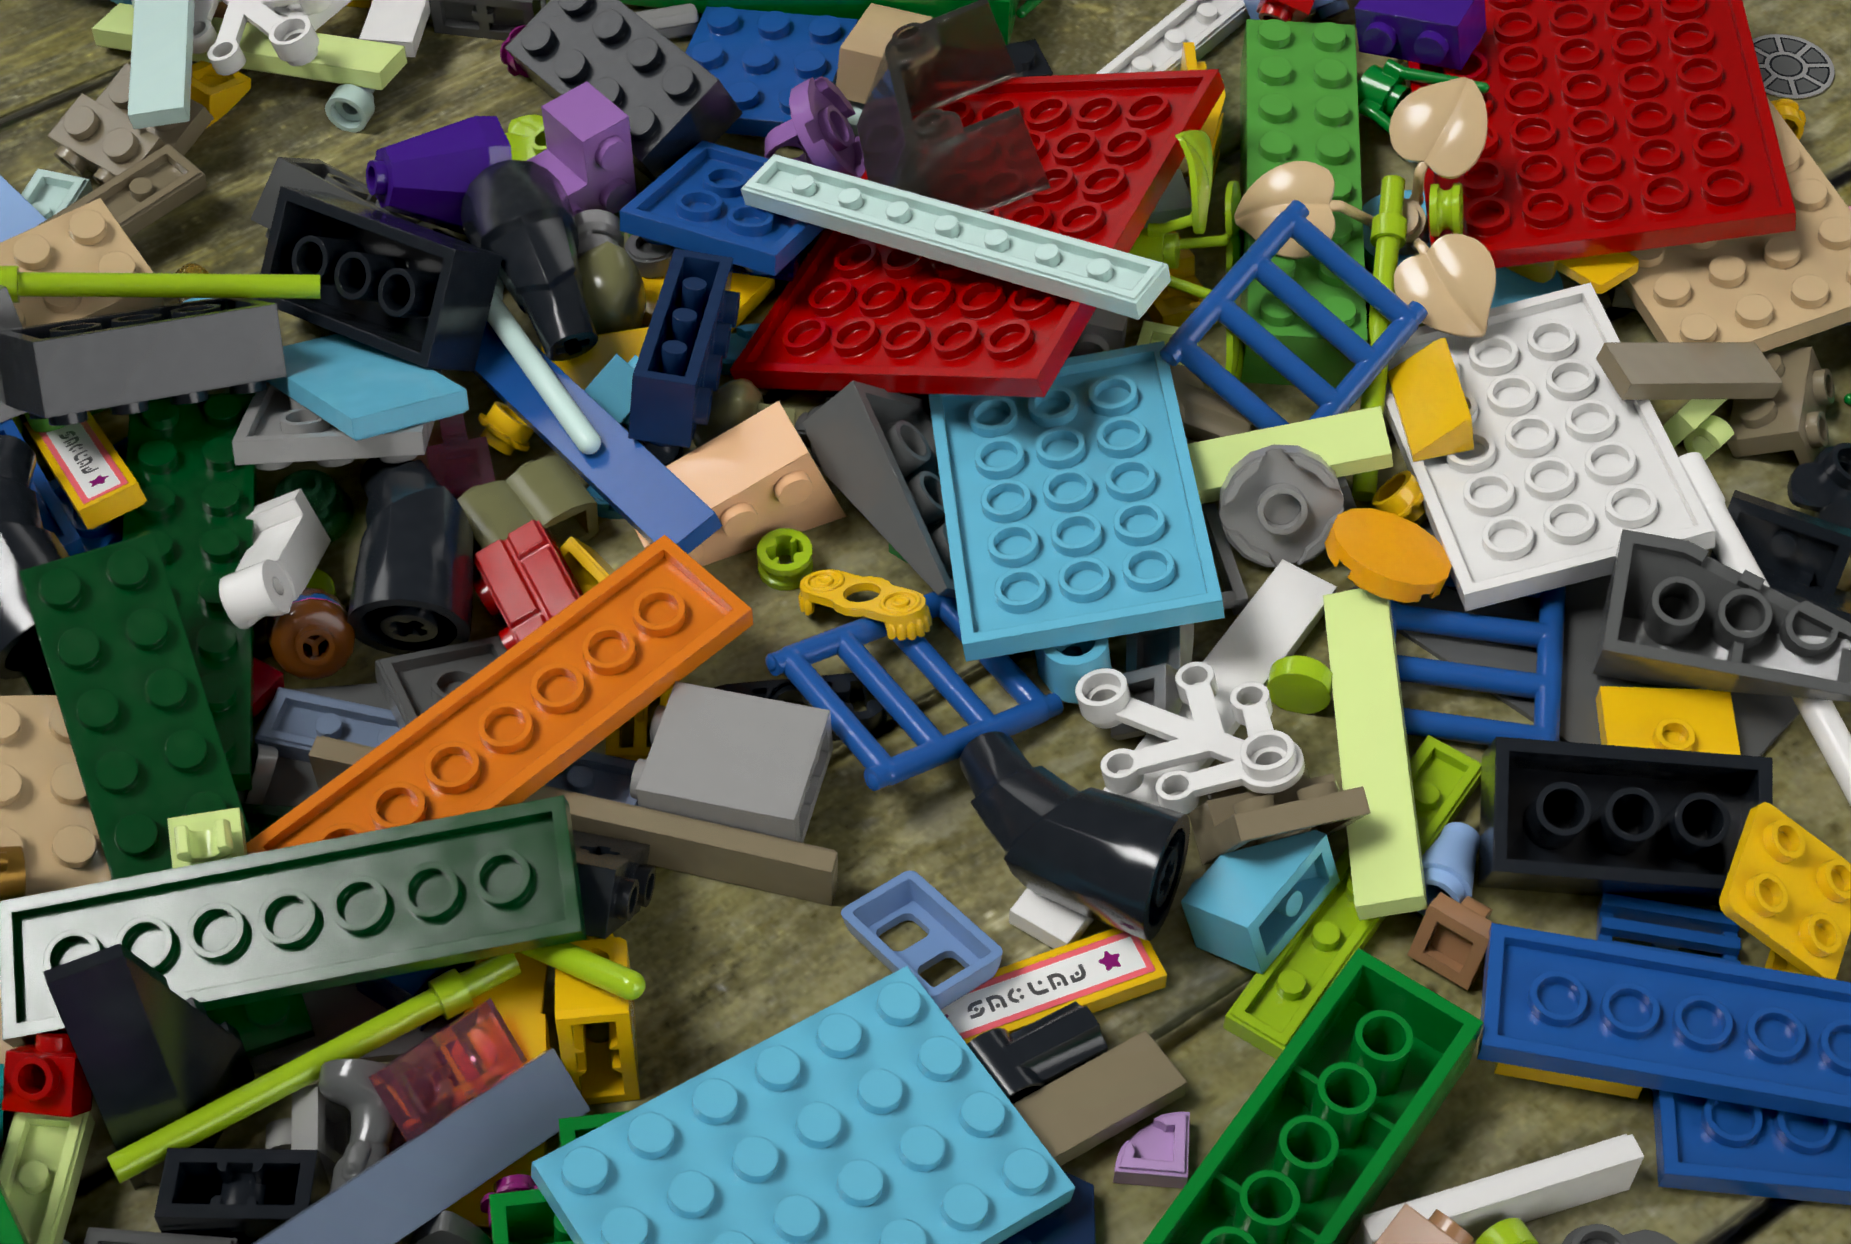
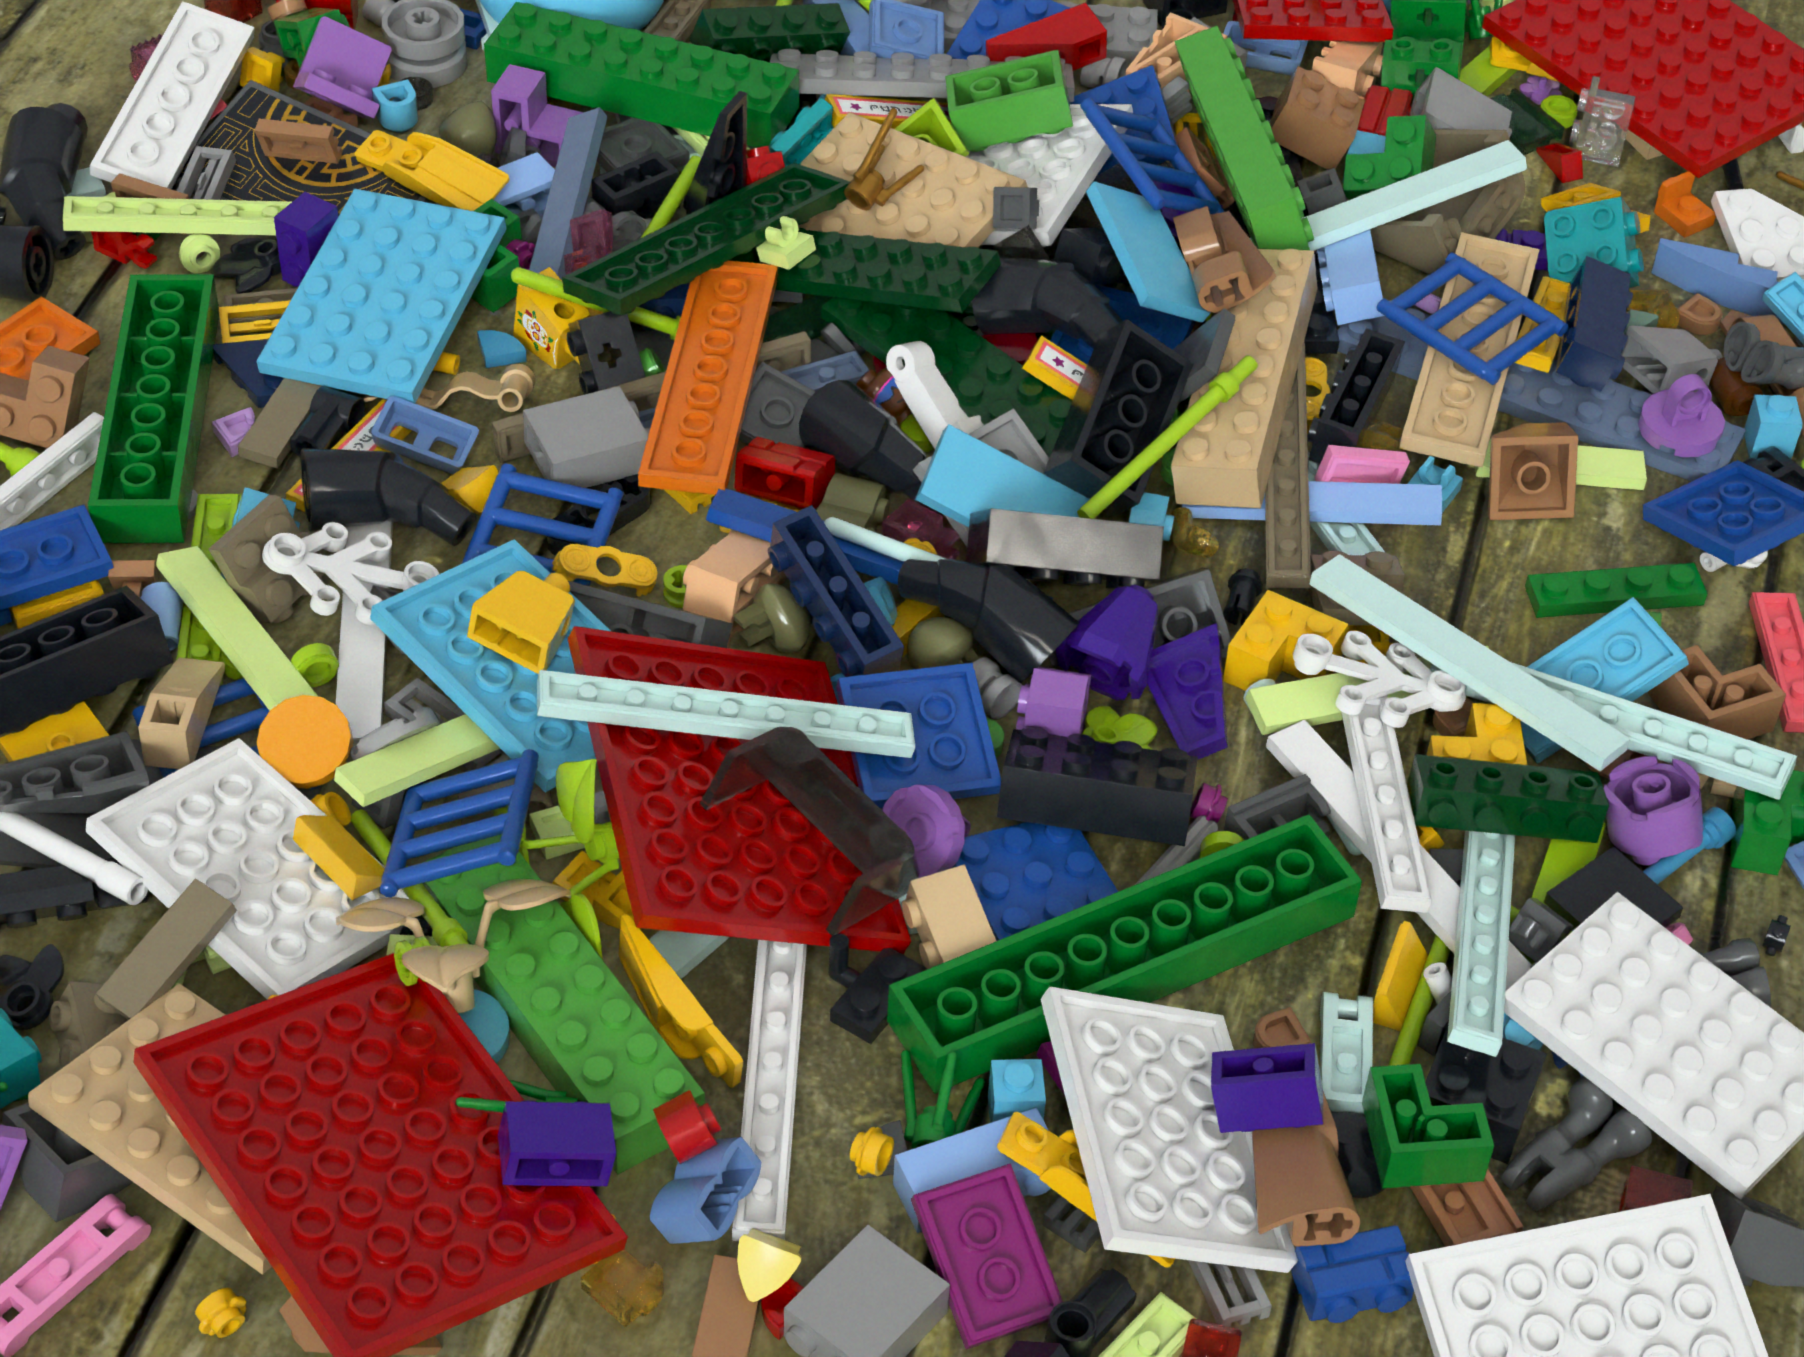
camera: 140 degrees right, 5 degrees down
(229, 208) = (1244, 588): none -> black pin
(272, 126) = (1269, 637): none -> yellow brick
(429, 107) = (1190, 691): none -> dark purple wing
(681, 1058) = (500, 348): none -> dark azure tile
(770, 966) = (510, 391): none -> tan flag
(928, 830) = (472, 486): none -> yellow tile
(1050, 492) = (524, 618): none -> yellow torso
(1512, 663) = (179, 712): none -> tan slope

